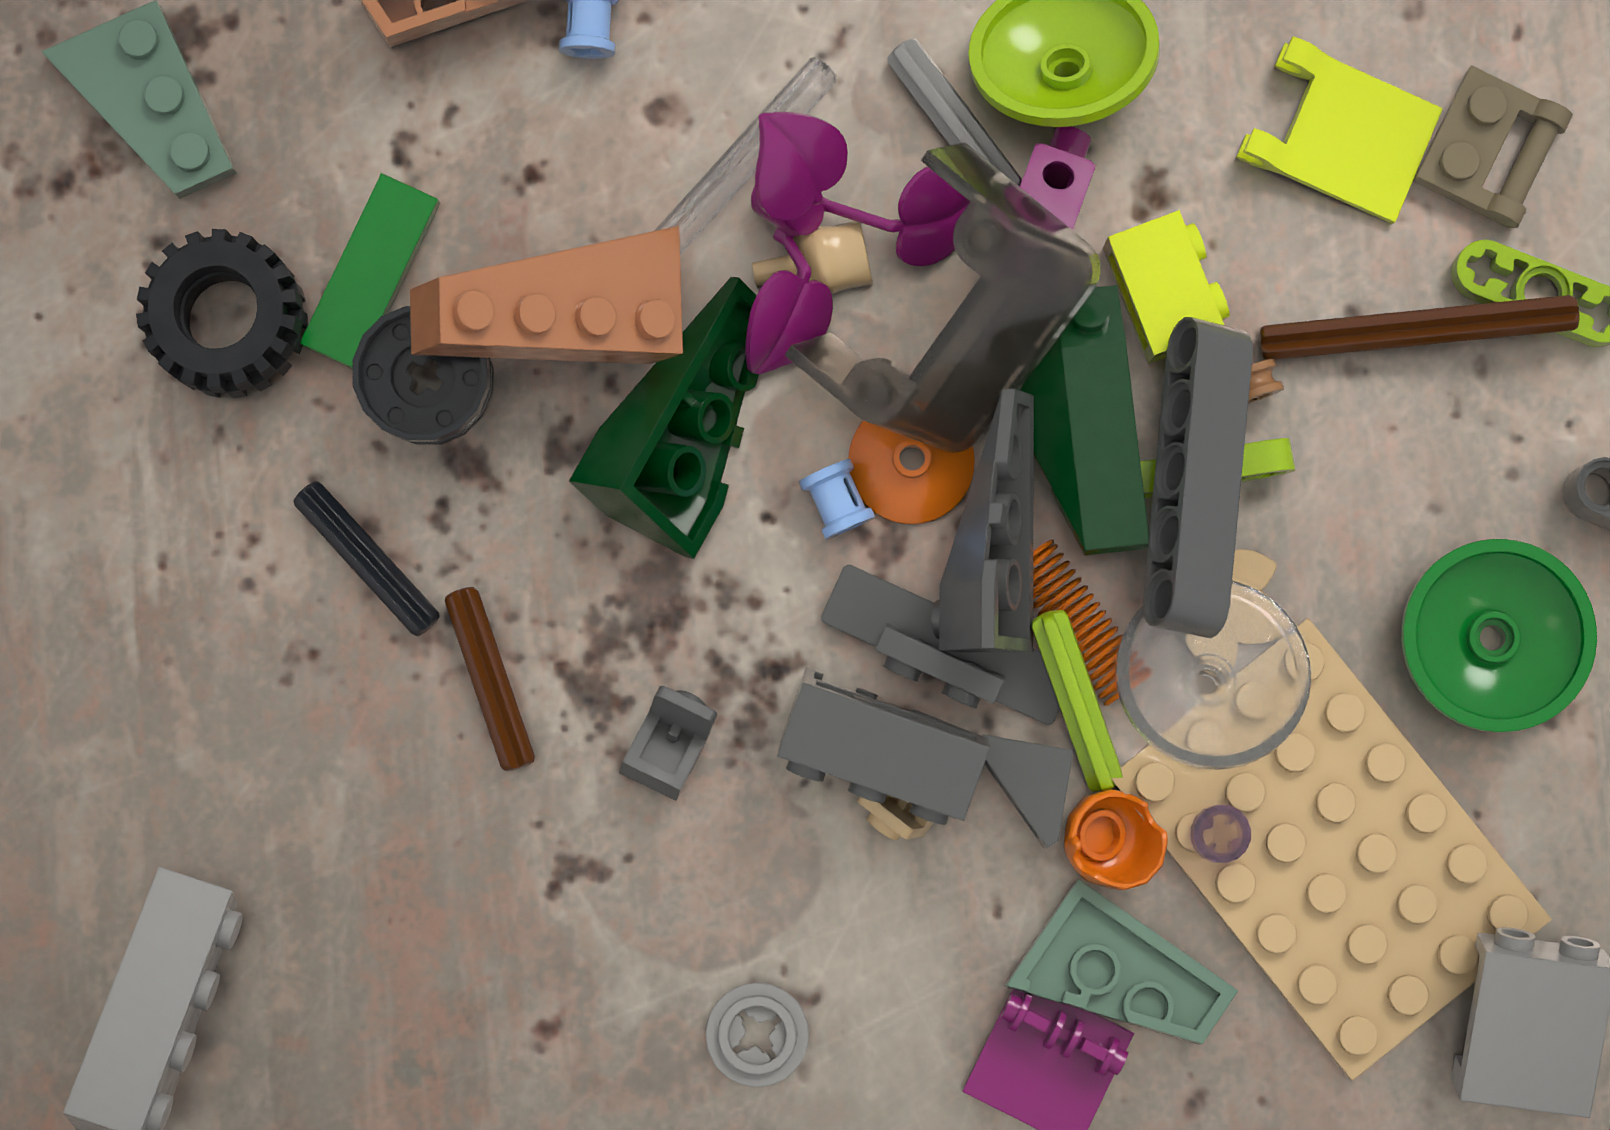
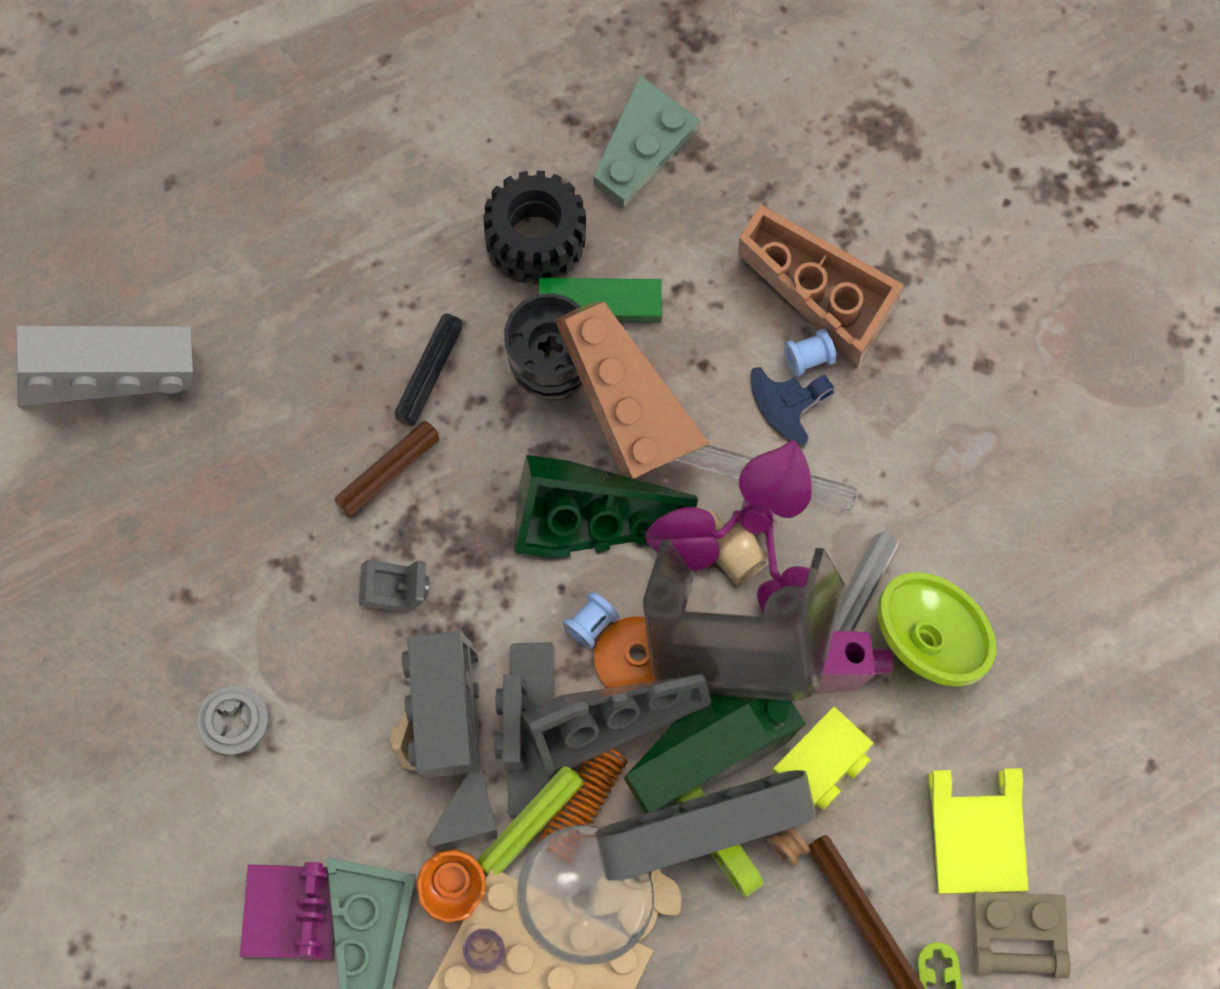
camera: 60 degrees right, 15 degrees down
(641, 88) = (786, 402): none -> dark blue piece

